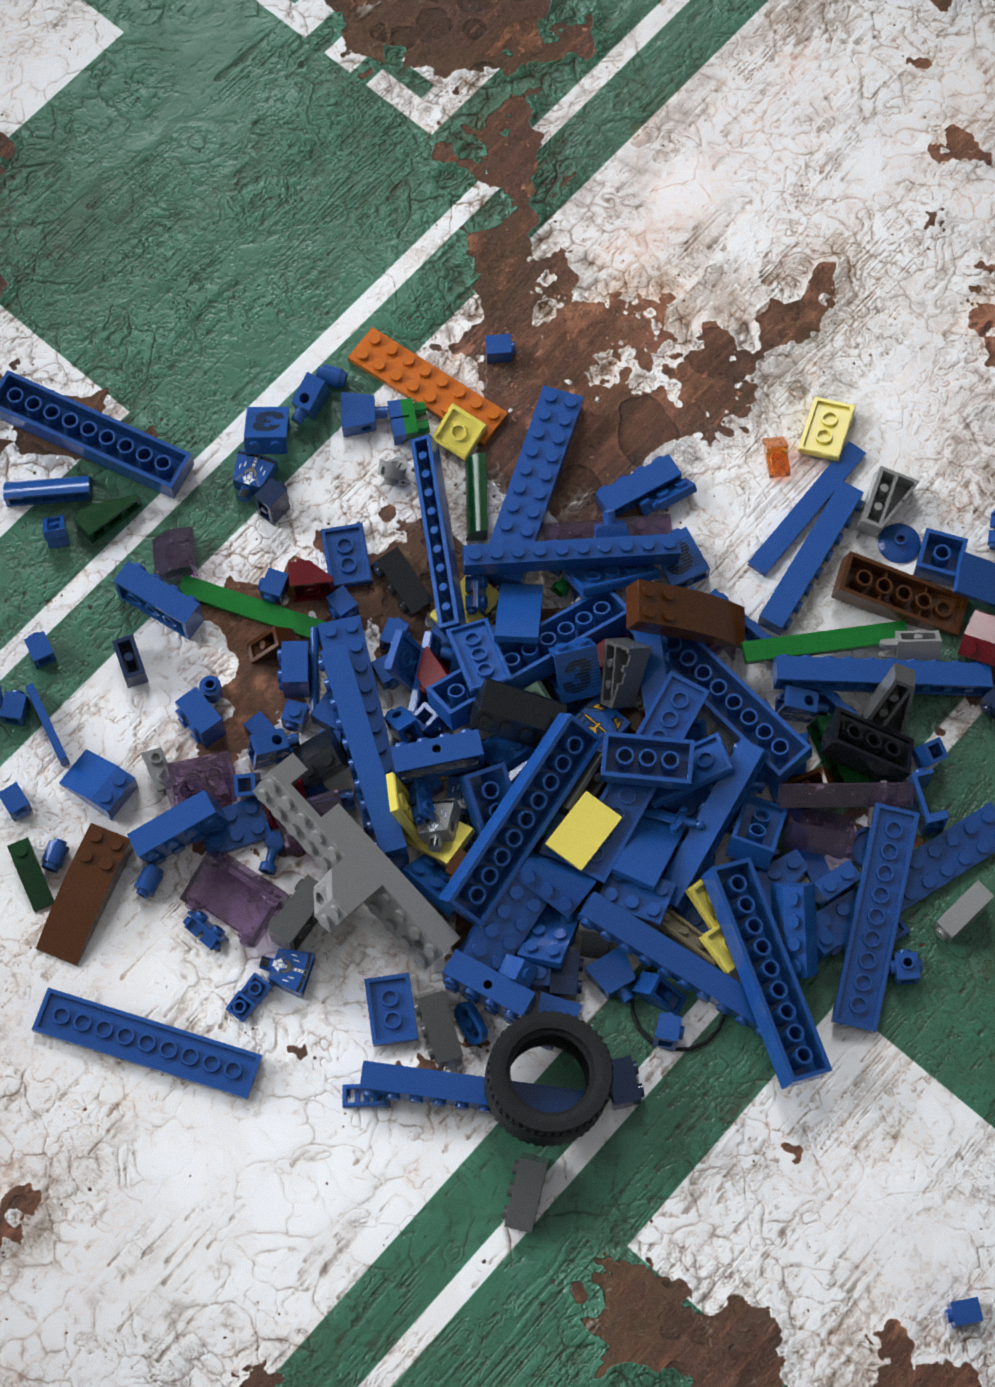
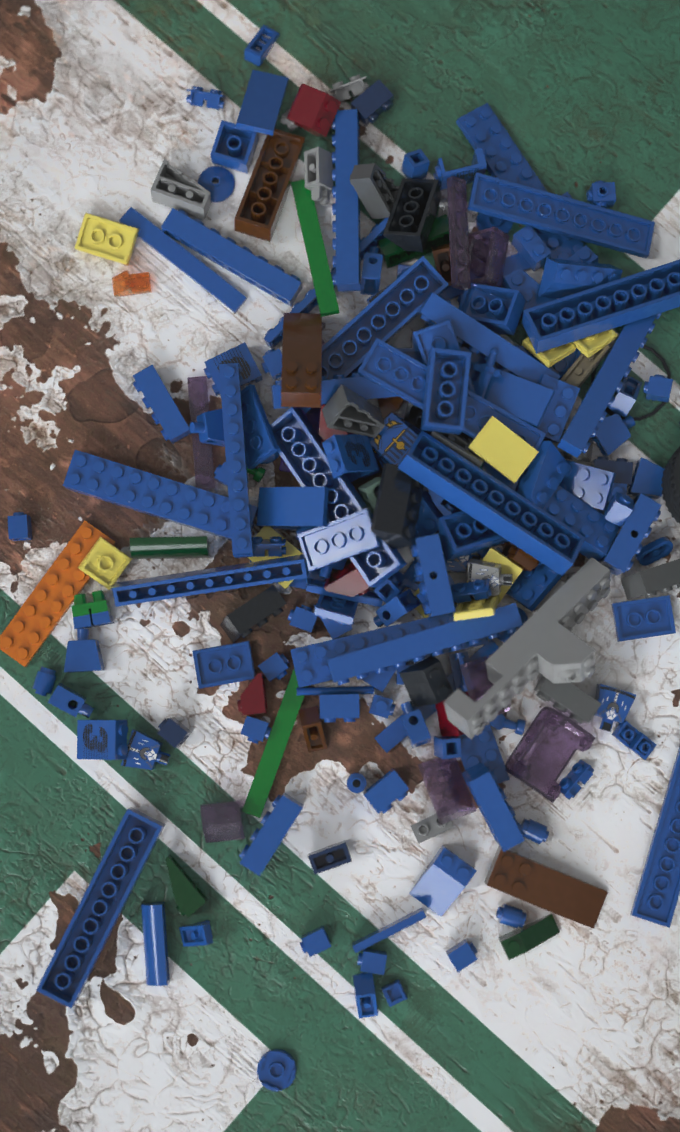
camera: 90 degrees left, 15 degrees up
(391, 470) = (144, 625): light grey piece -> none
(667, 496) = (171, 378): blue hinge -> none
(963, 912) = (554, 145): light grey slope -> none

